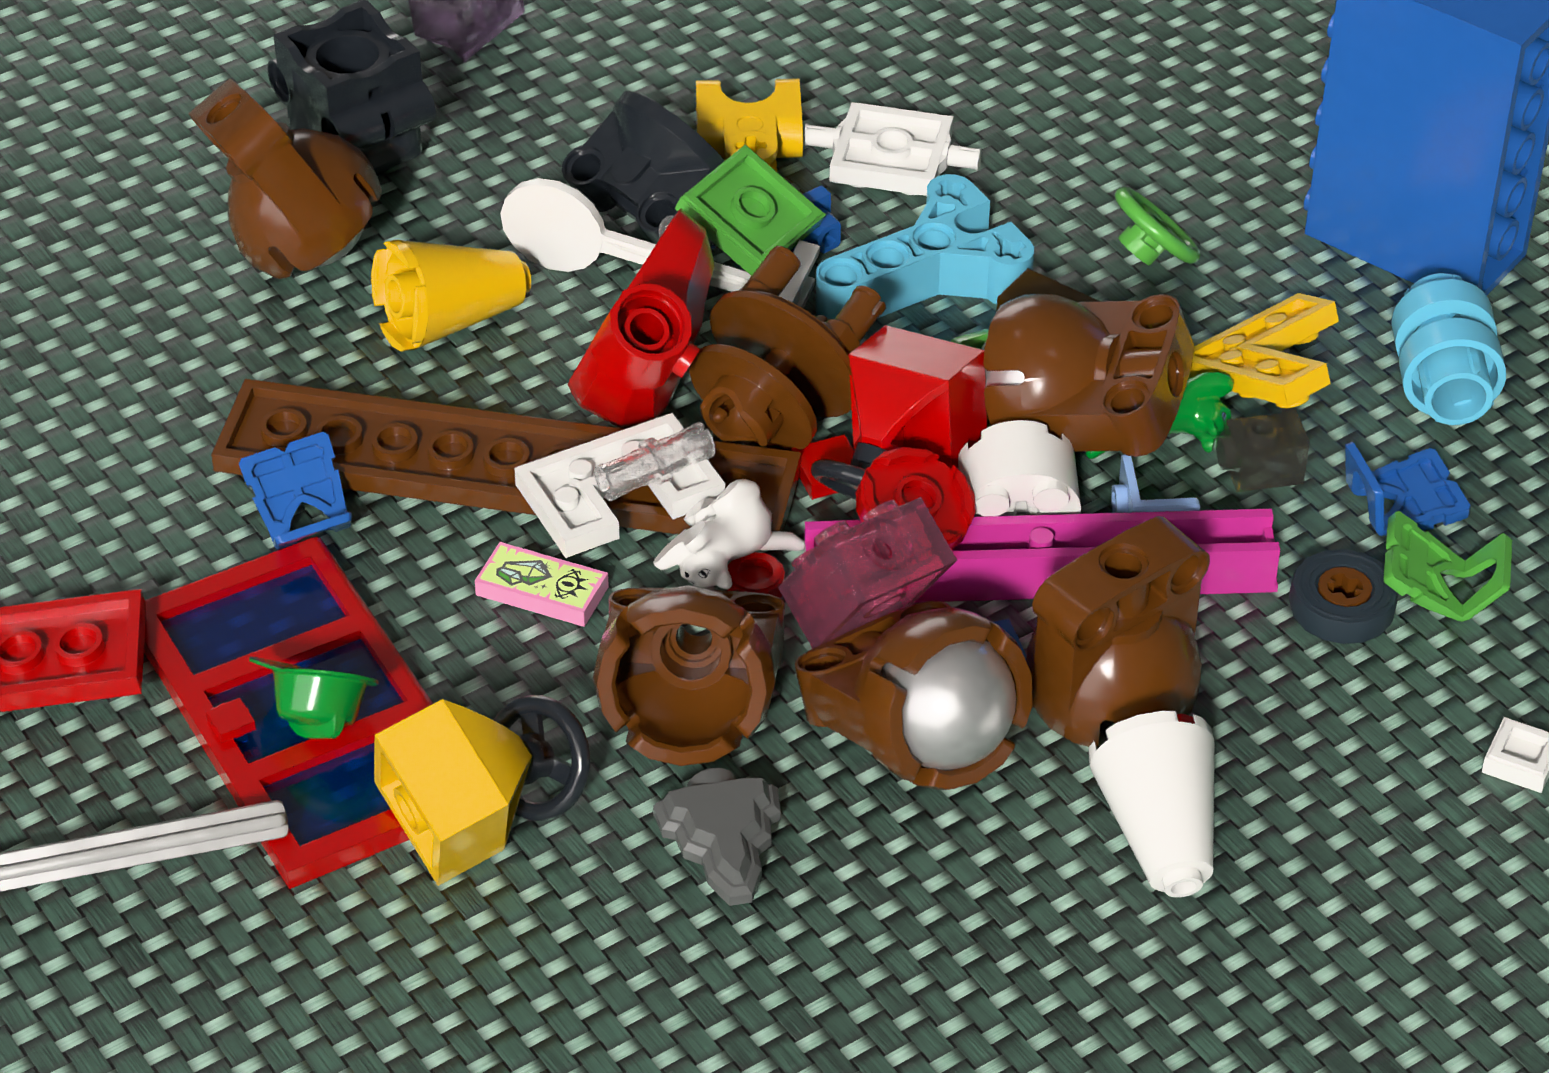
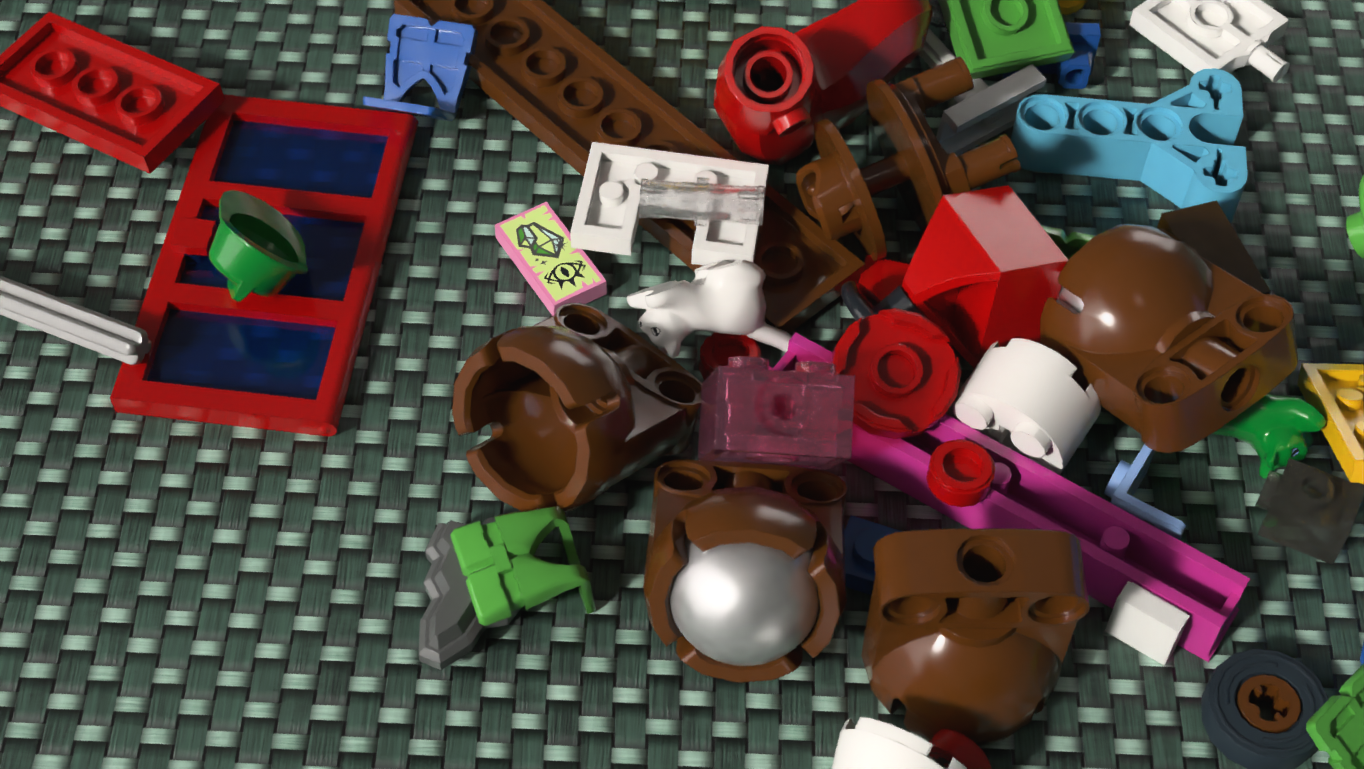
camera: 35 degrees right, 10 degrees up
(462, 776) = (270, 411): yellow piece -> none
(749, 790) = (503, 564): none -> bright green piece
(1018, 547) = (960, 473): none -> red tile
(1228, 583) = (1146, 622): none -> white tile

